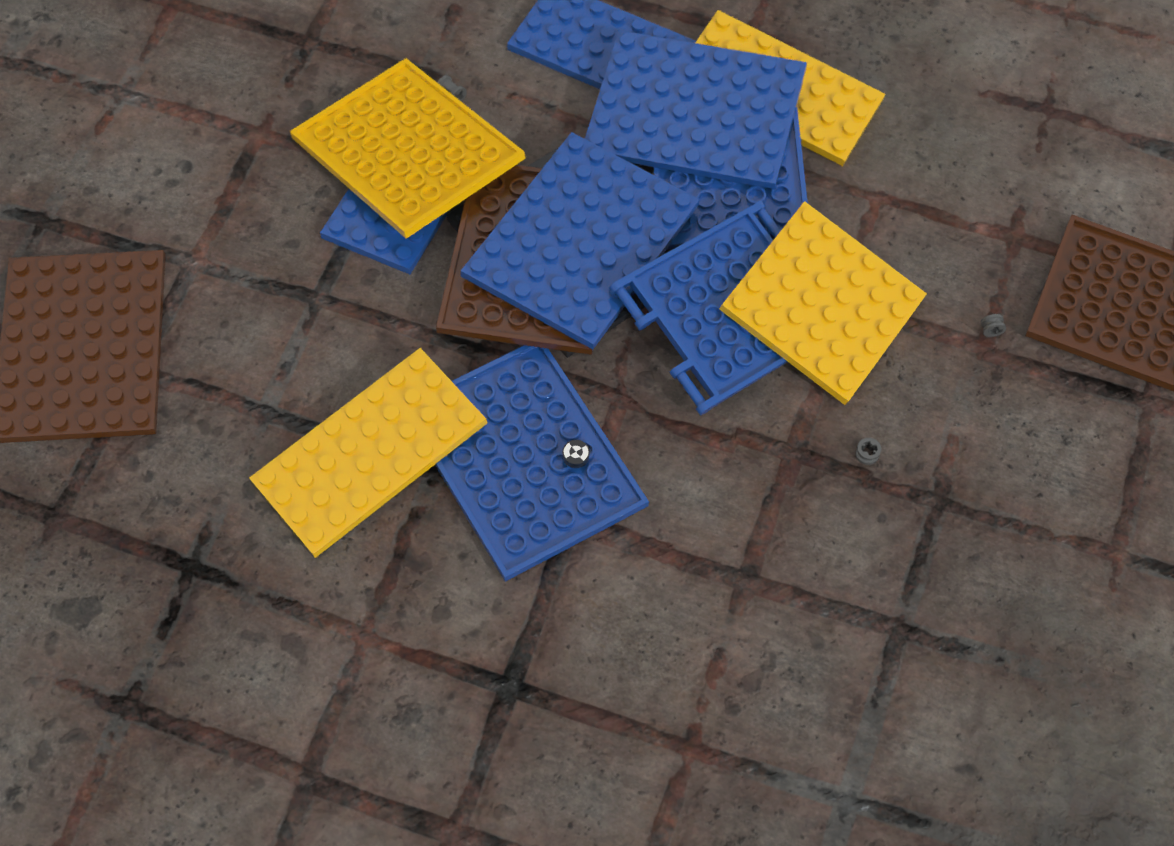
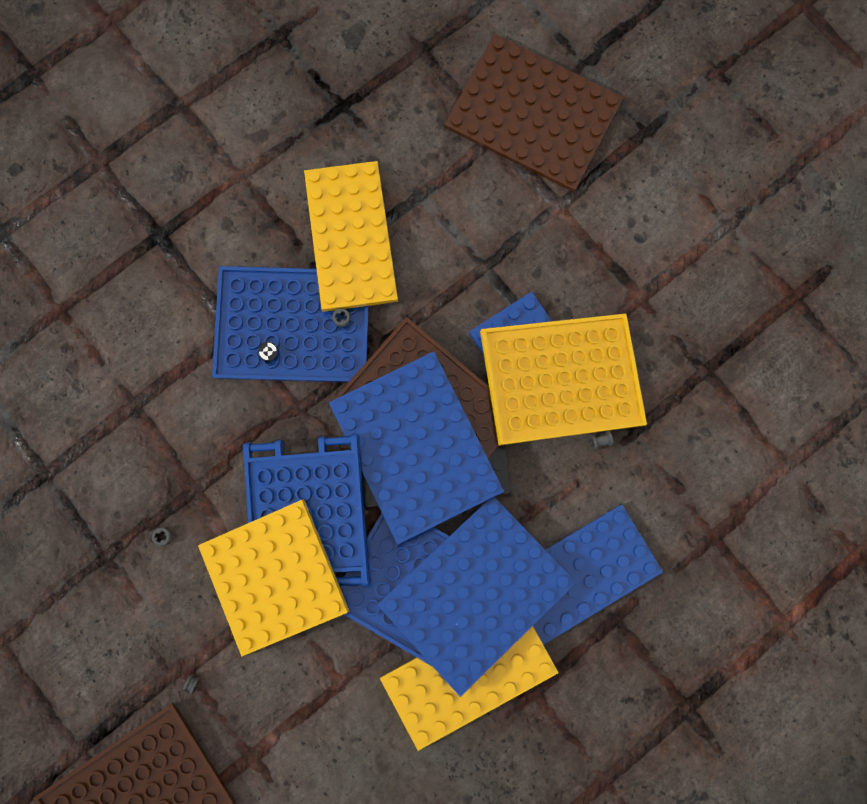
camera: 120 degrees right, 20 degrees up
(488, 396) = (343, 323): none -> dark grey bush

